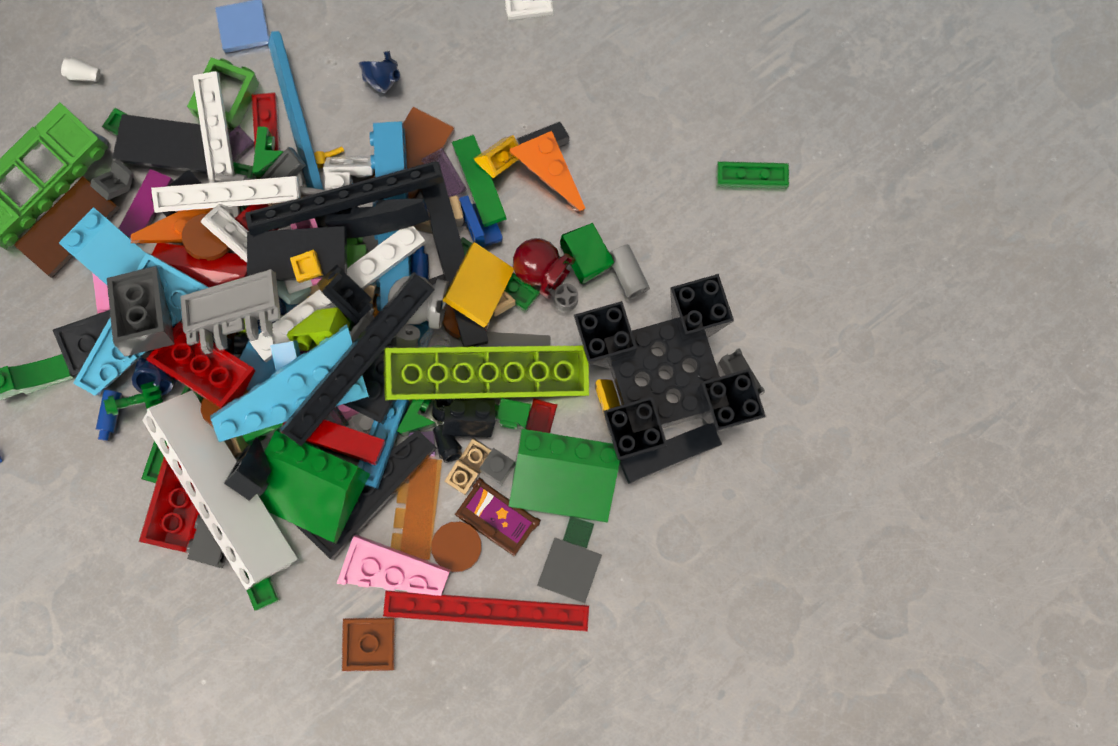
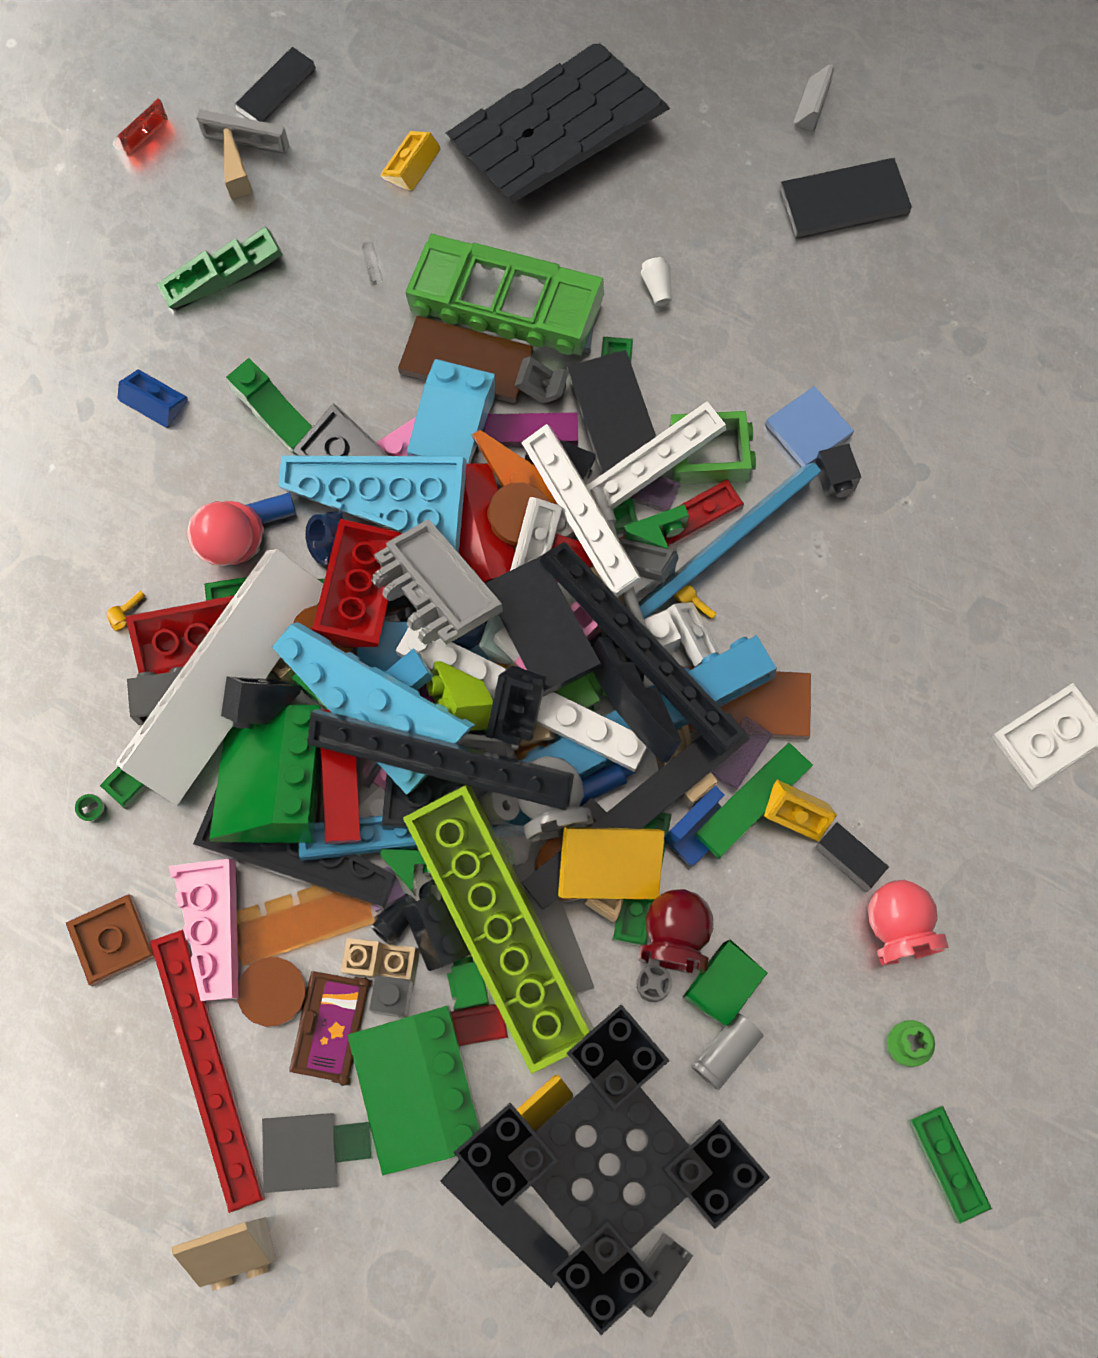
camera: 70 degrees right, 5 degrees down
(112, 445) = (225, 533): none -> coral tile
(132, 551) = (116, 614): none -> yellow hand
(139, 312) = (389, 483): dark grey slope -> none
(150, 396) = (303, 547): green hinge -> none
(273, 623) = (86, 800): none -> green hinge
(285, 20) = (838, 471): none -> black brick
(306, 266) = (529, 643): yellow tile -> none
(380, 74) = (831, 615): dark blue helmet -> none
(546, 160) = (820, 875): orange wing -> none
(598, 126) = (904, 920): none -> coral tile
(614, 637) = (227, 1253): none -> tan slope
(673, 168) = (900, 1047): none -> bright green piece

